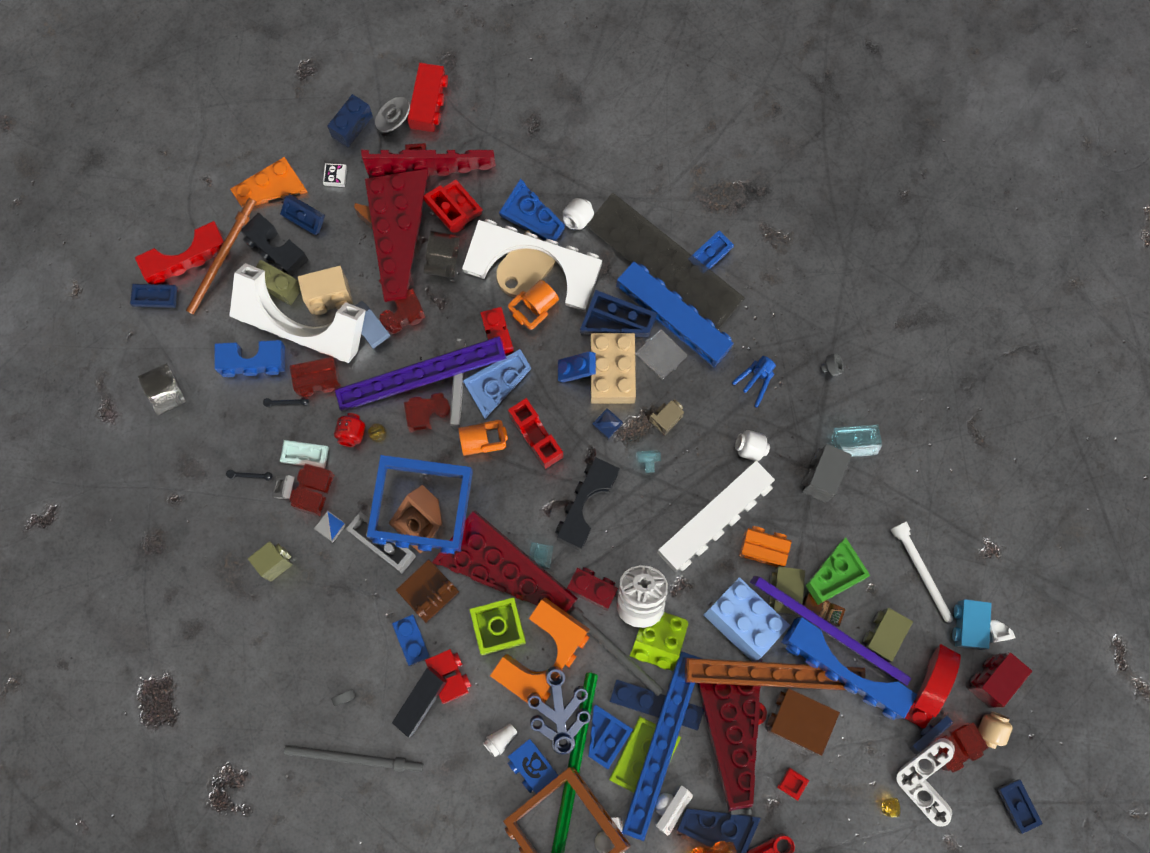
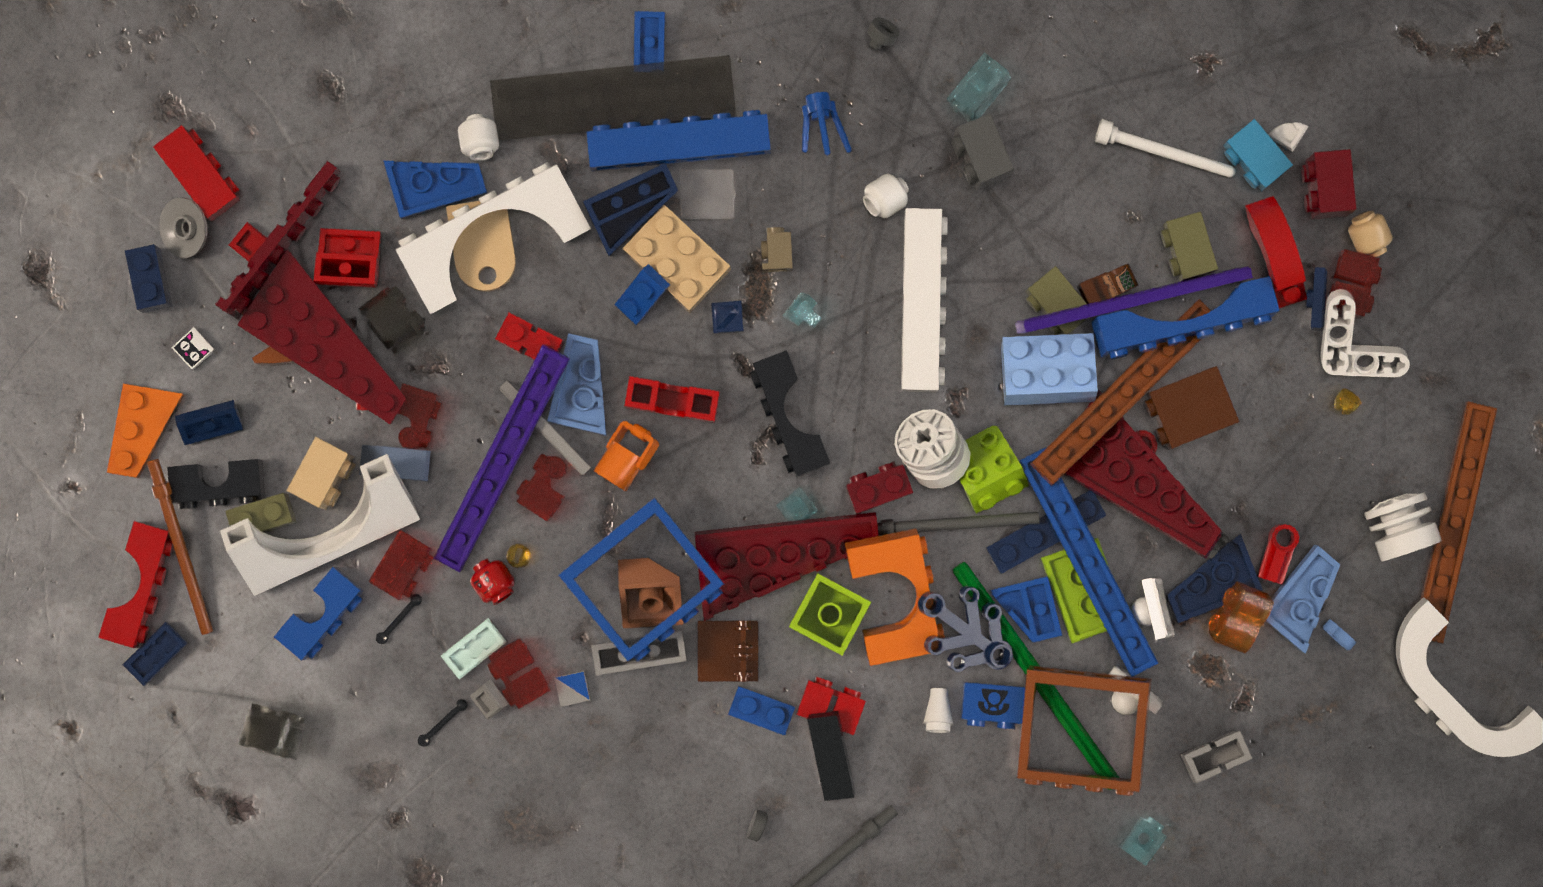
camera: 45 degrees left, 10 degrees up
(271, 560) = (557, 776): olive piece -> none
(538, 301) = (534, 265): orange piece -> none
(765, 547) = (997, 282): orange brick -> none
(793, 783) = (1239, 473): red tile -> none
(837, 573) = (1087, 236): bright green wing -> none
(1019, 806) = (1457, 281): dark blue plate -> none

